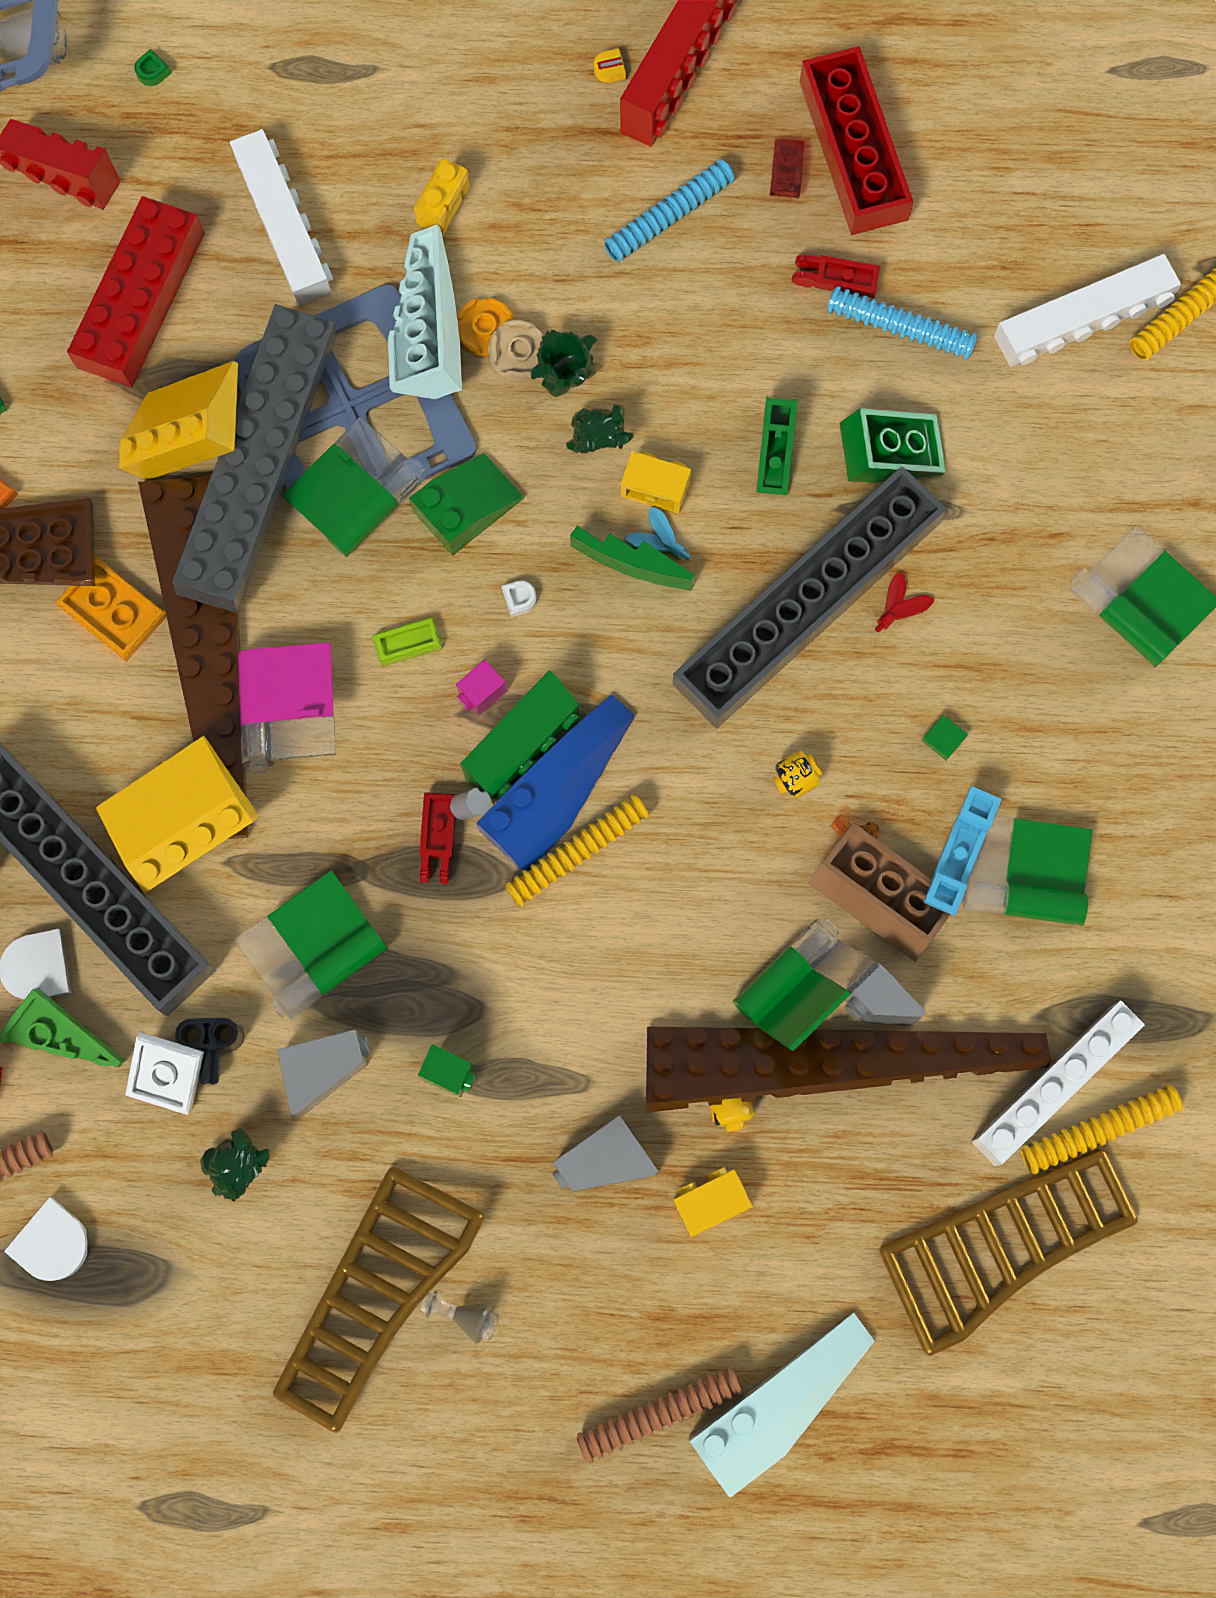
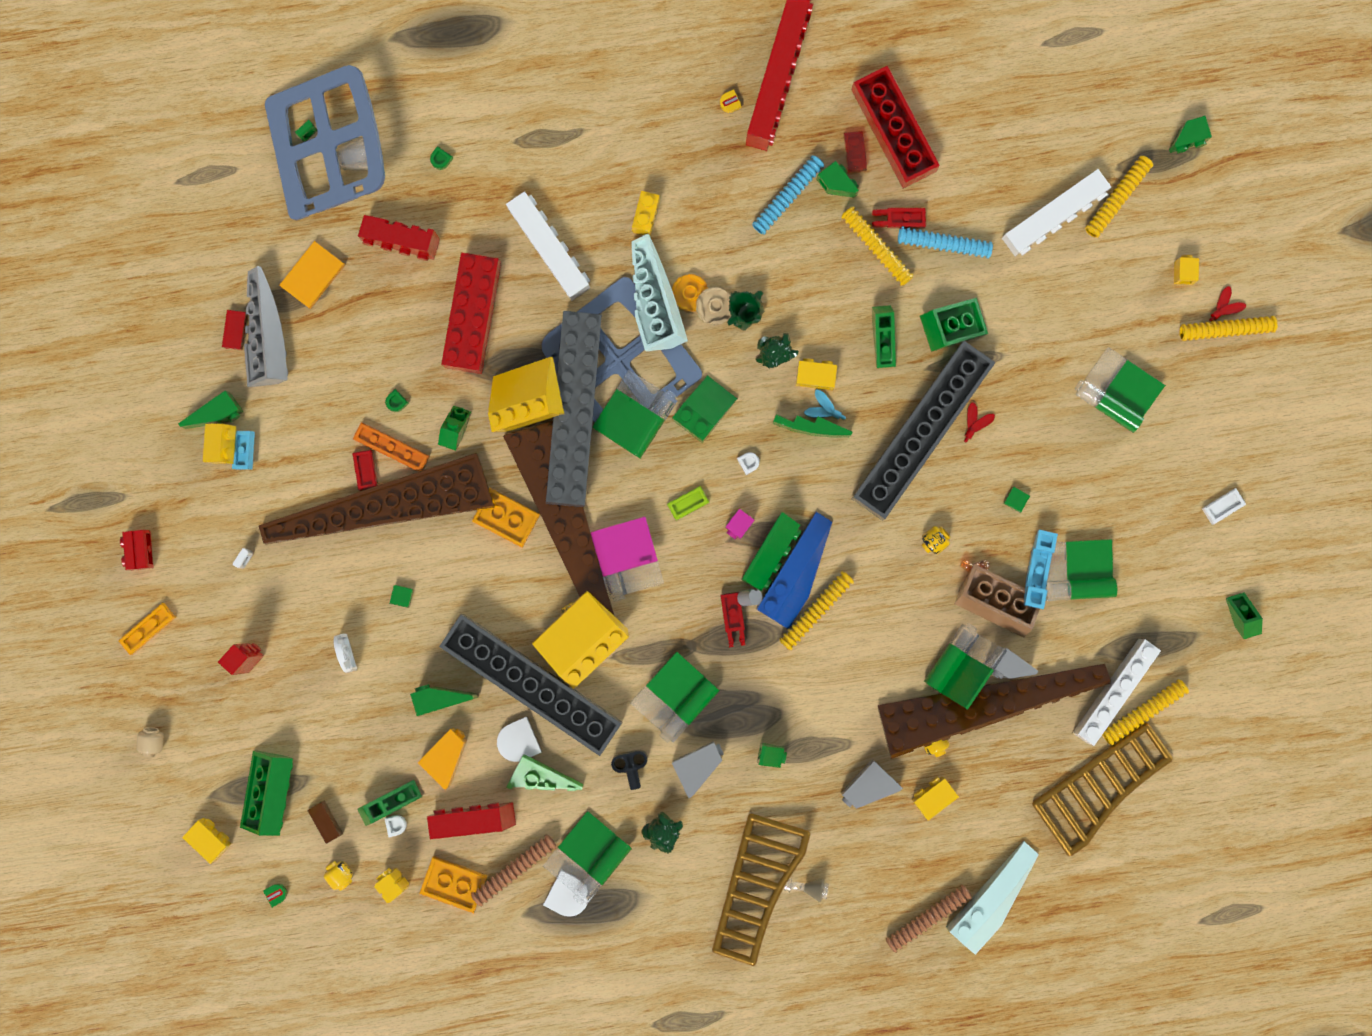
camera: 10 degrees left, 10 degrees up
(63, 455) = (454, 428): none -> green slope
(98, 1184) = (587, 857): none -> green door
(164, 1073) = (609, 788): white tile -> none
(748, 204) = (836, 182): none -> green slope
(795, 312) = (877, 246): none -> yellow piece

